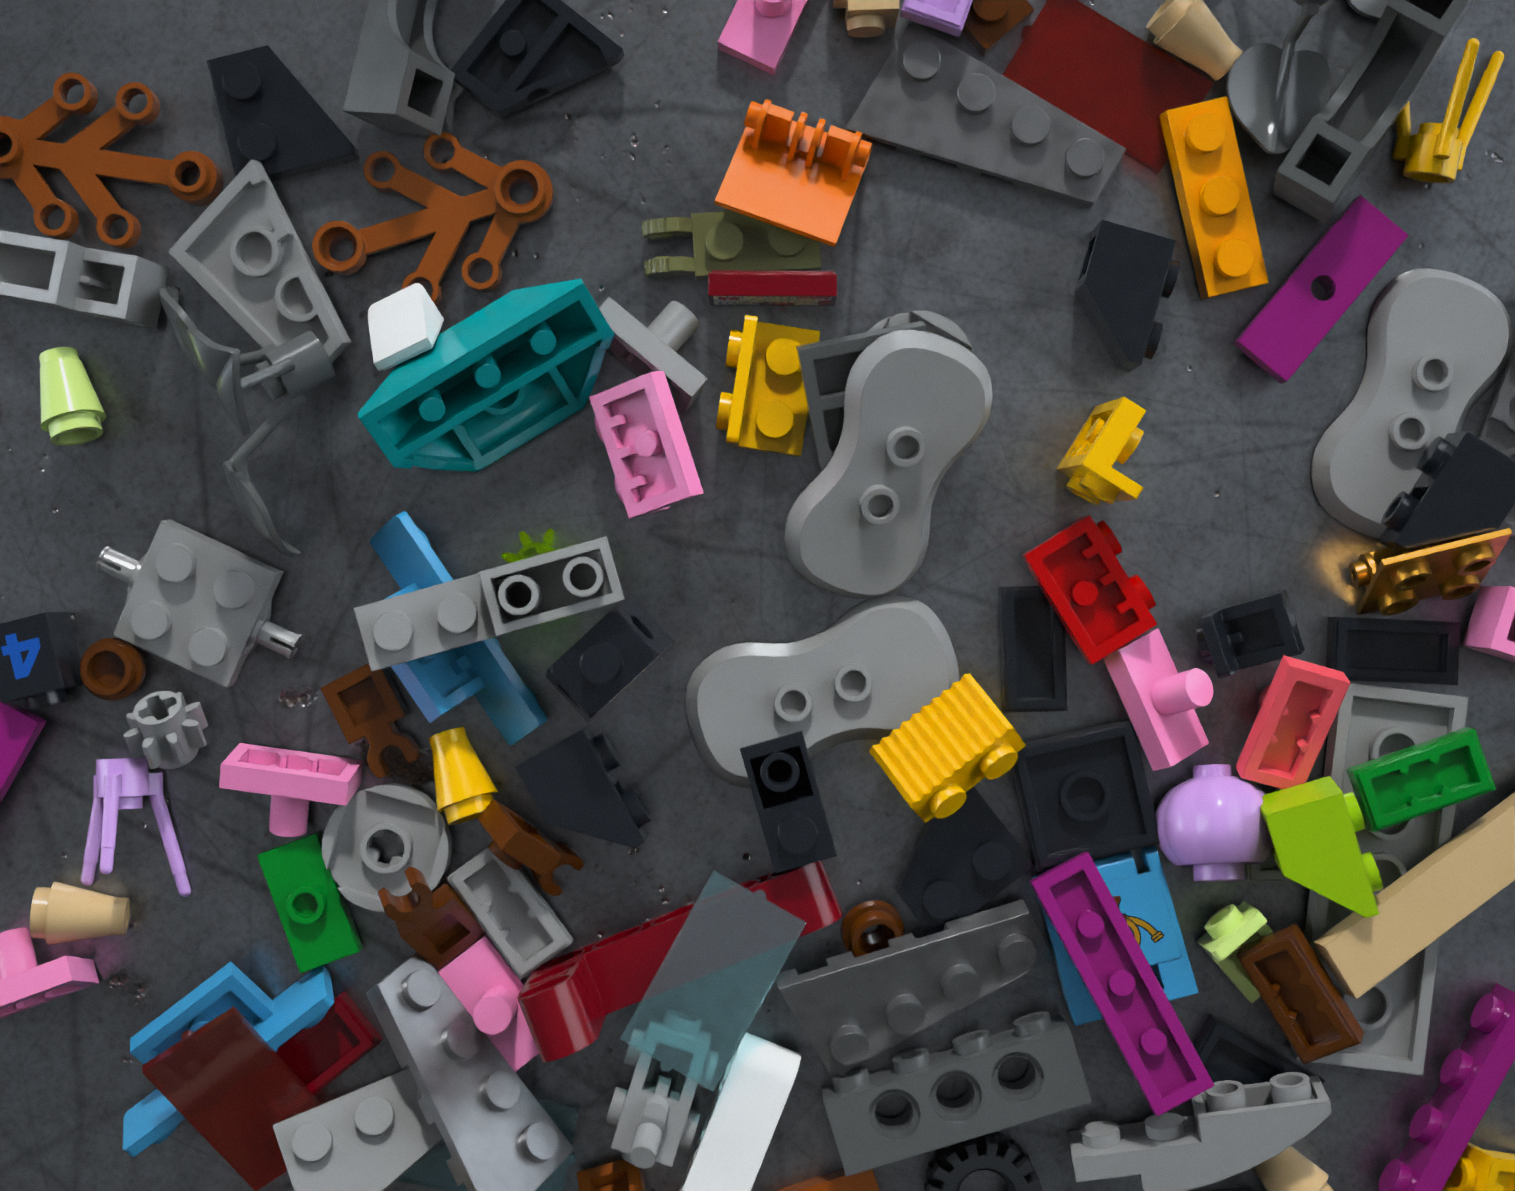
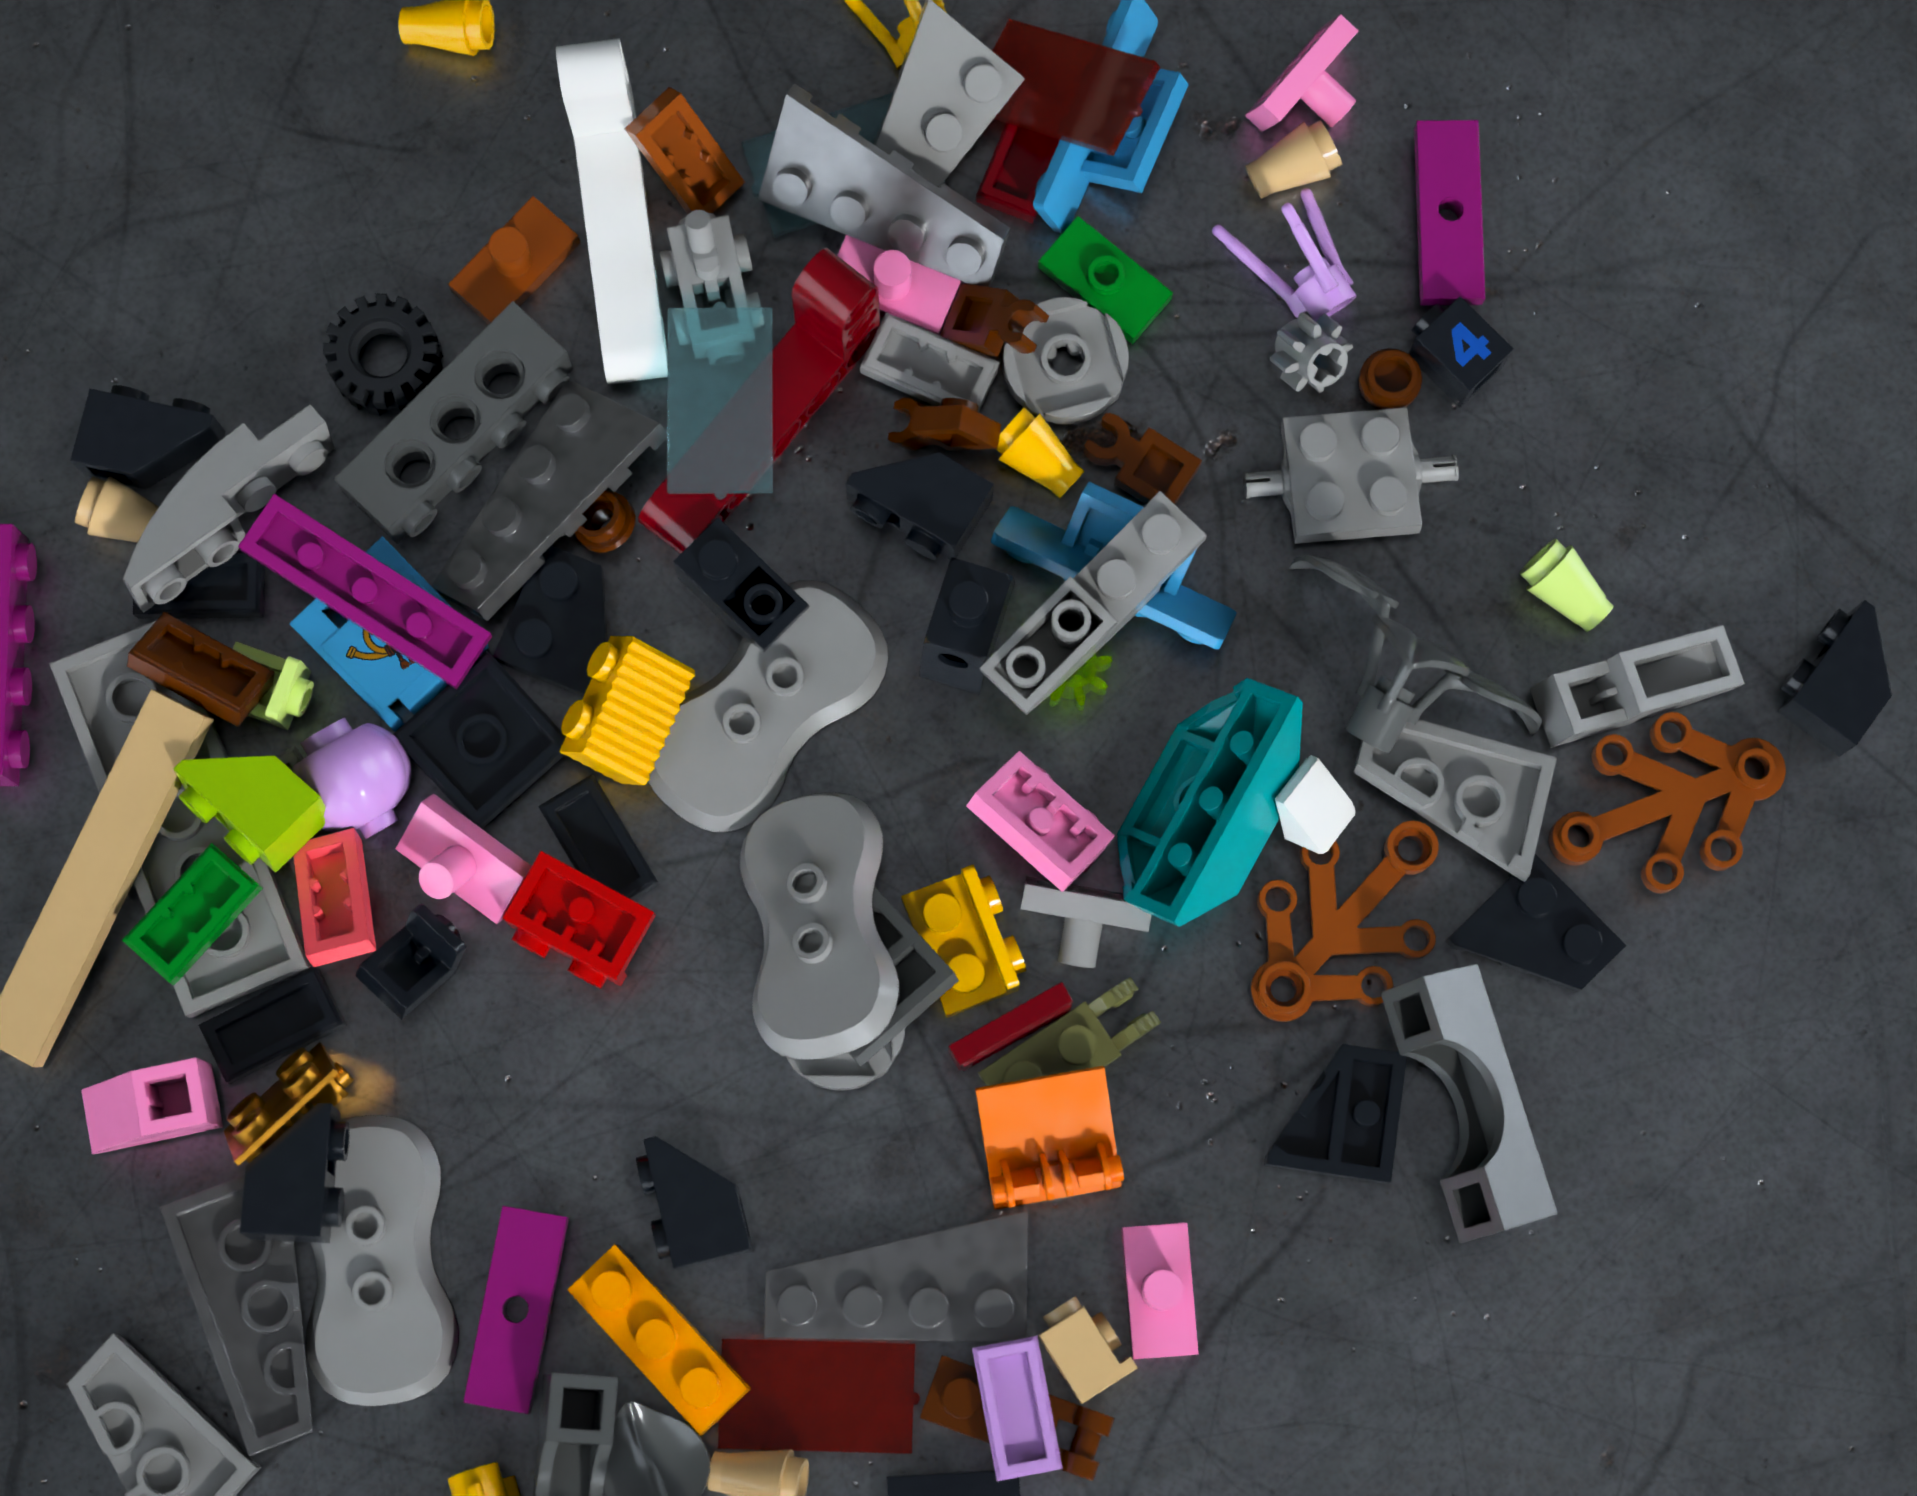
camera: 150 degrees right, 10 degrees down
(292, 781) = (1179, 369): bright pink tile -> none
(1104, 438) = (640, 1047): yellow bracket -> none

